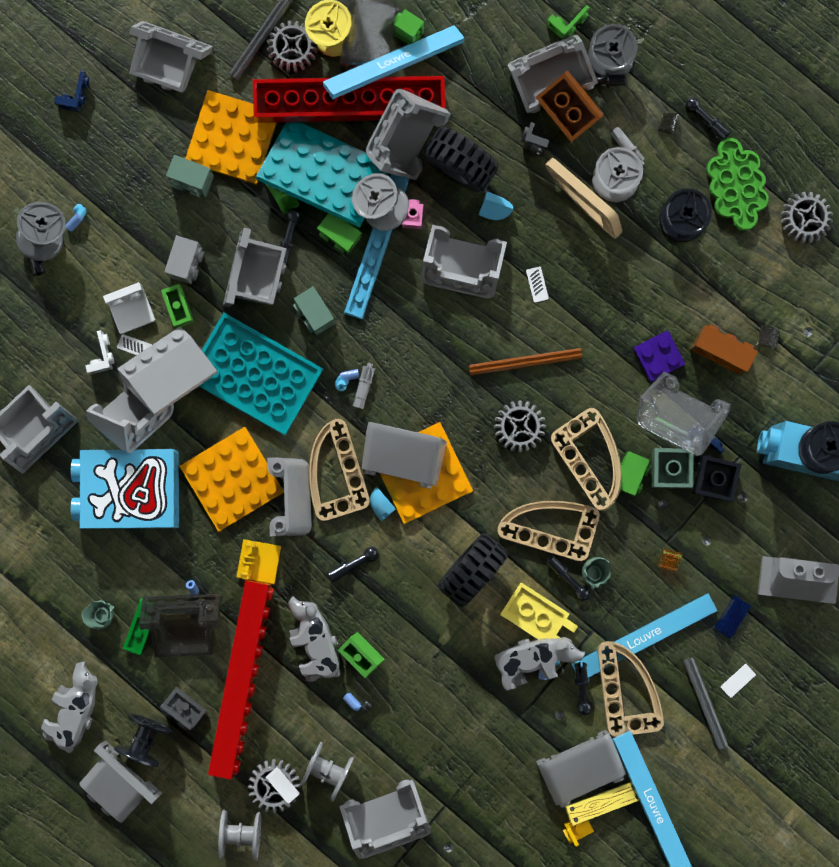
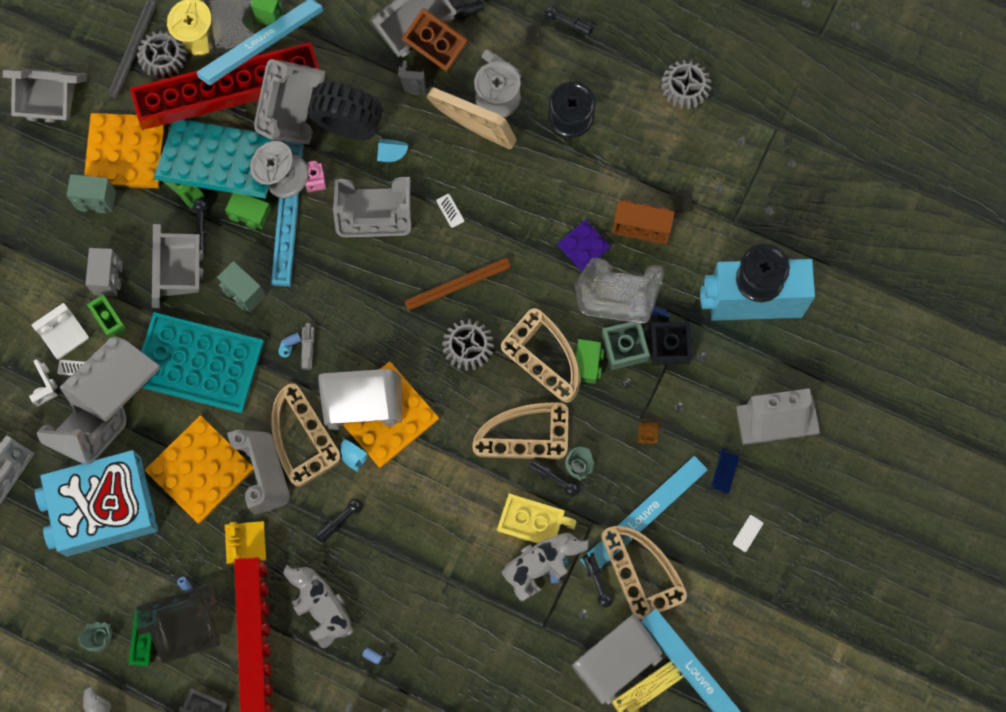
camera: 15 degrees left, 10 degrees down
(361, 655) = (369, 605): bright green brick -> none
(473, 570) = (456, 489): black tyre -> none
(705, 703) = (722, 563): dark grey axle -> none
(737, 184) = (613, 72): bright green plate -> none

